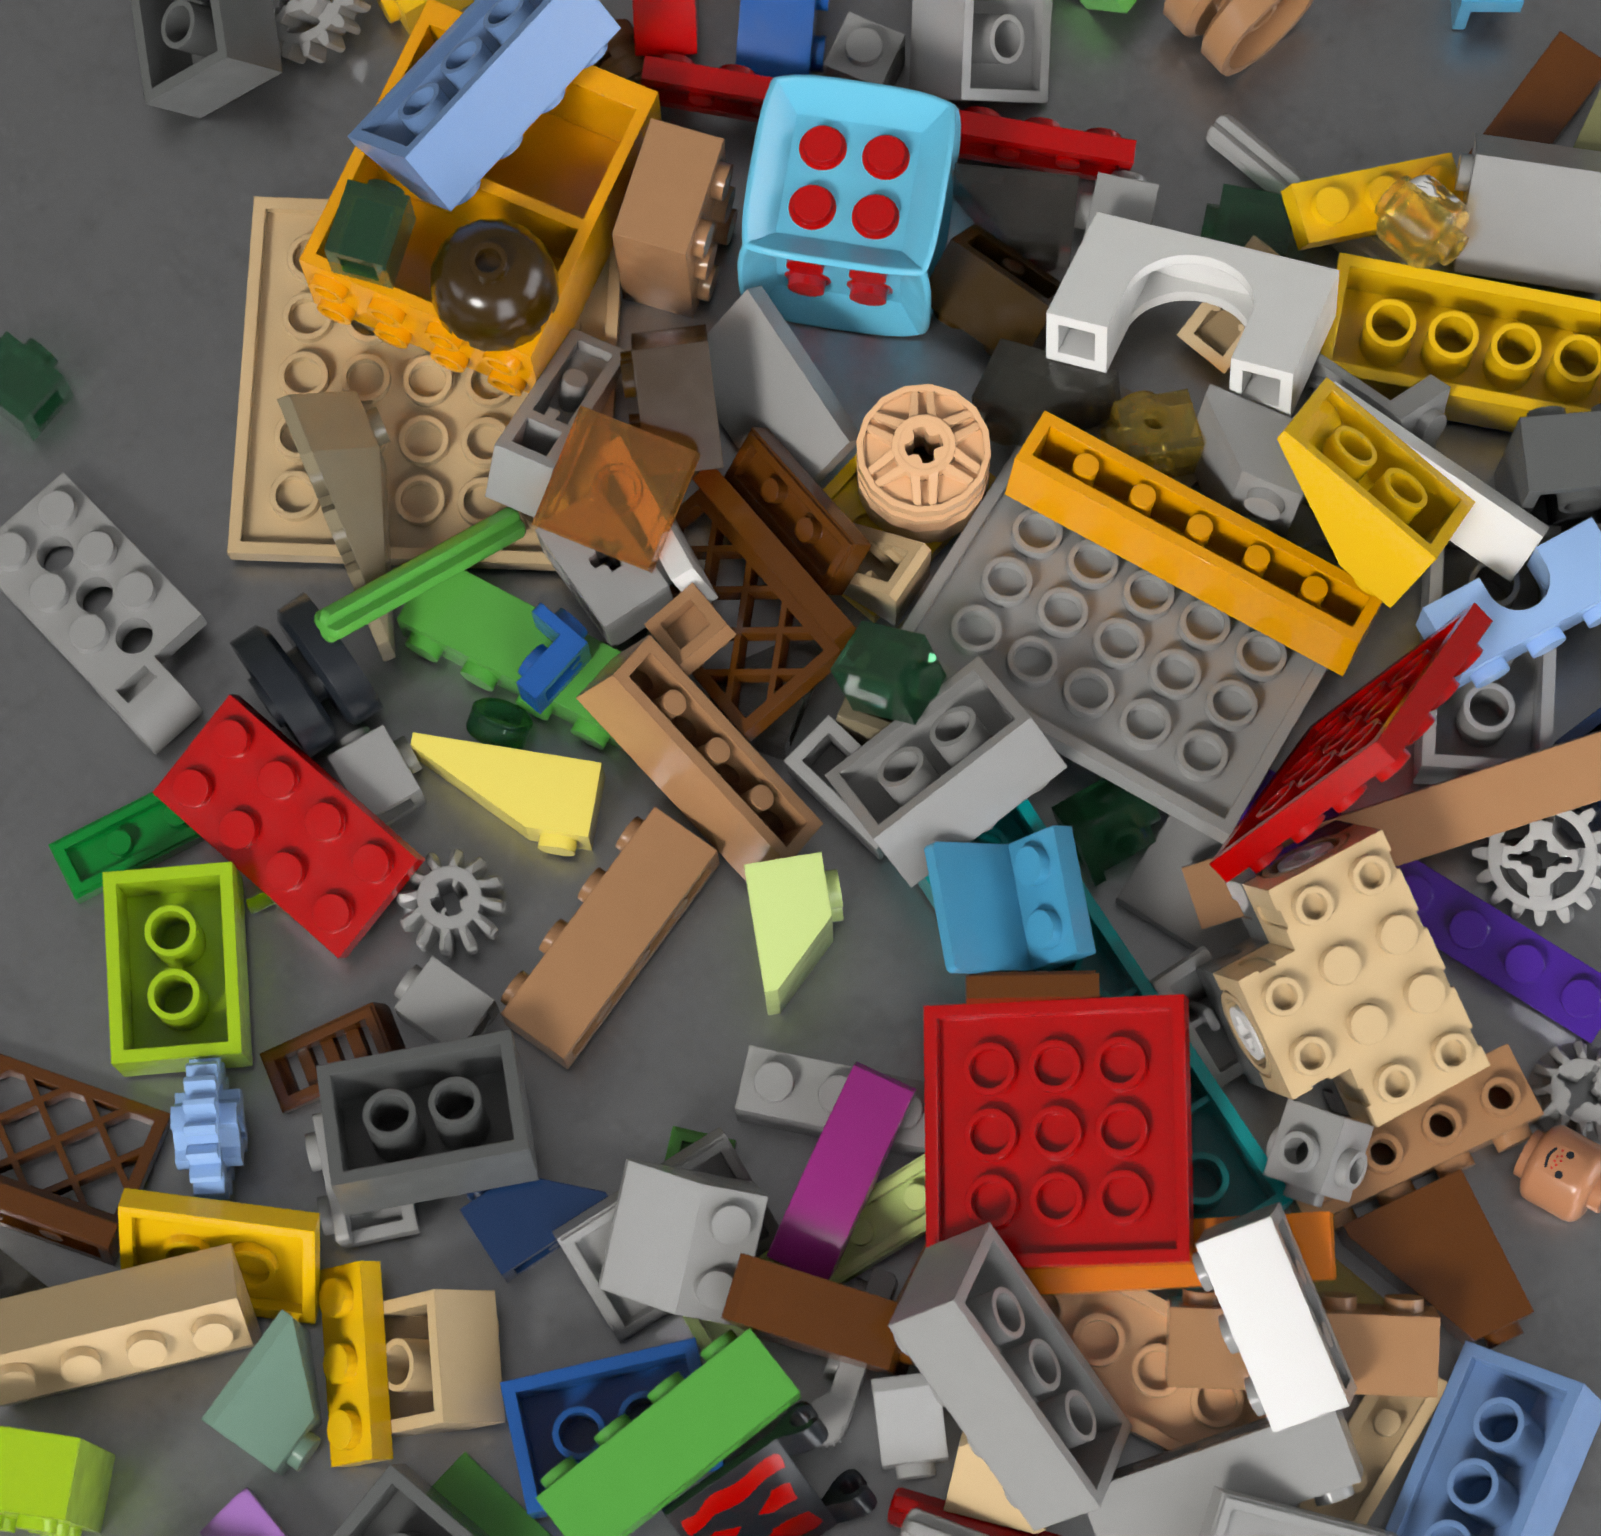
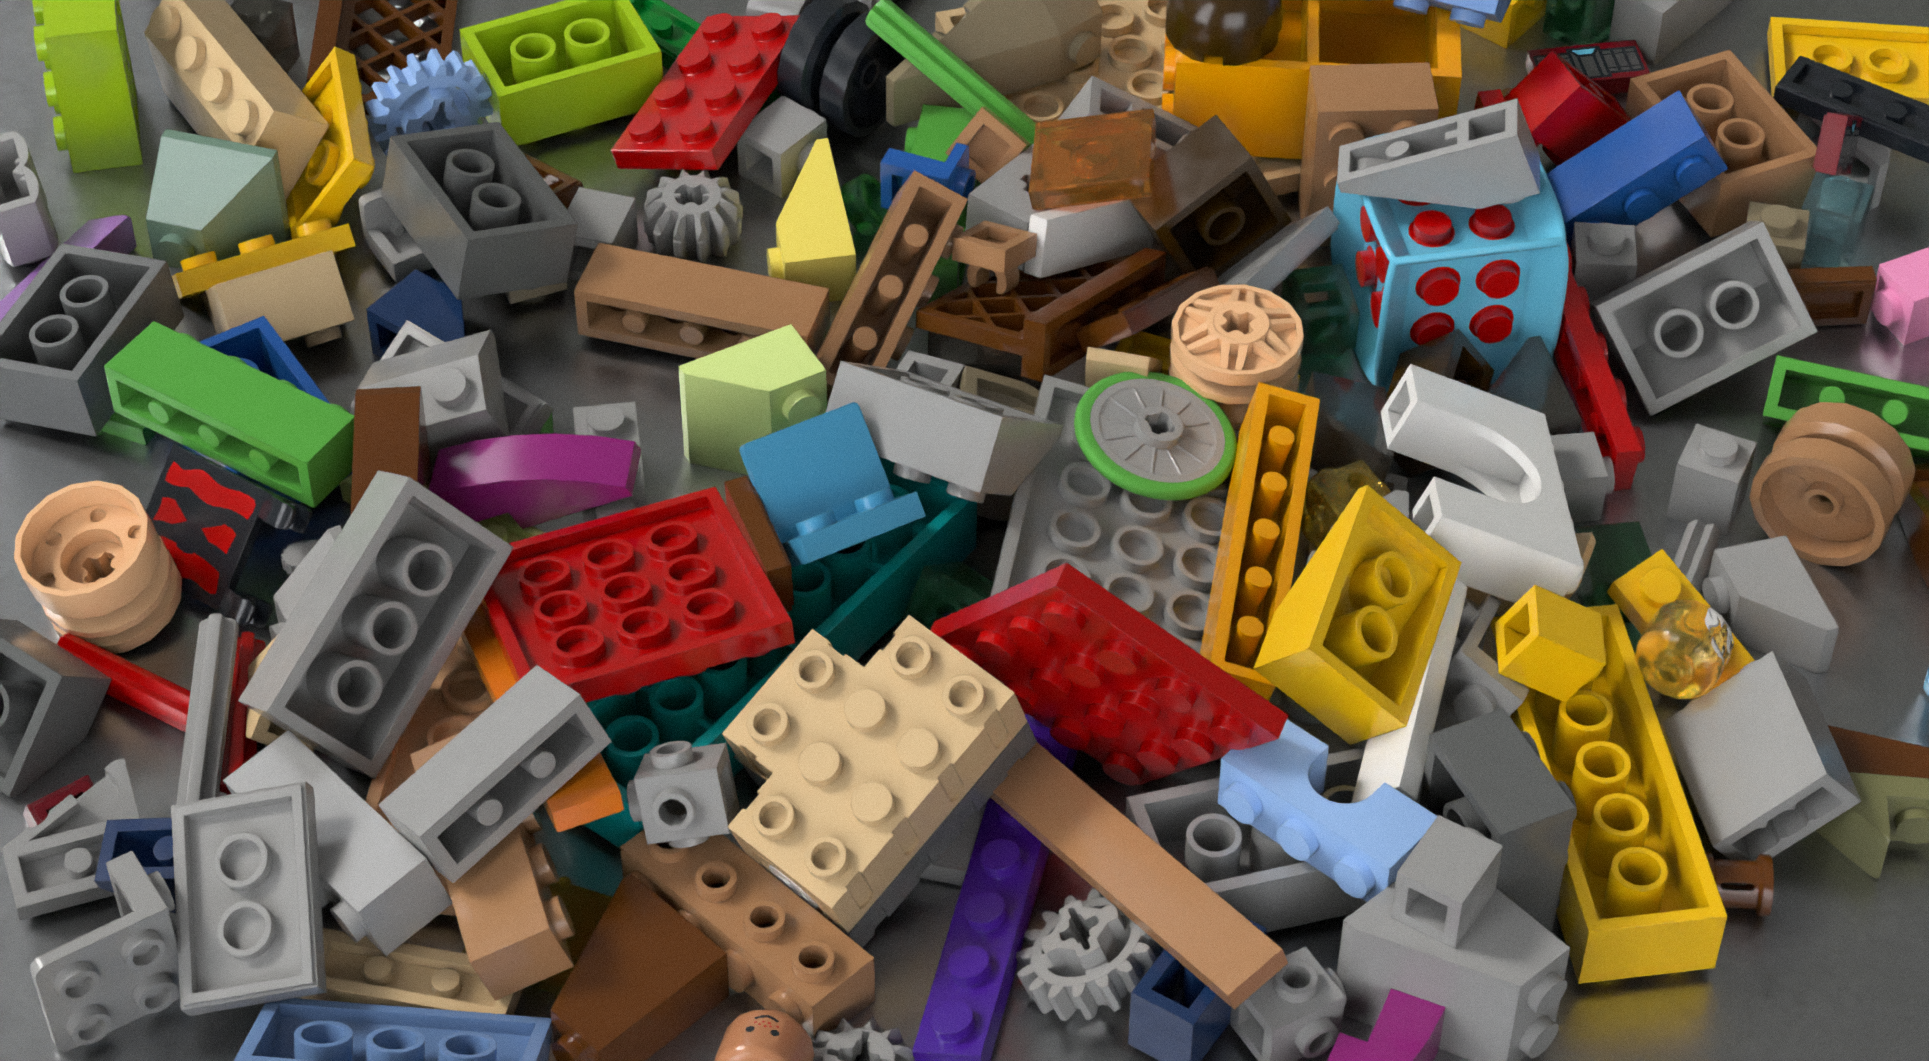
camera: 65 degrees right, 30 degrees down
(521, 581) = (990, 143): none -> medium nougat tile
(834, 176) = (1451, 161): none -> light grey slope
(834, 329) = (1329, 324): none -> clear green brick
(888, 672) = (1014, 366): clear green brick -> none
(1002, 610) = (1155, 436): none -> light grey wheel
(1173, 92) = (1711, 478): none -> light grey brick
(1334, 111) = (1772, 602): none -> light grey slope
(1408, 337) = (1550, 643): none -> yellow brick

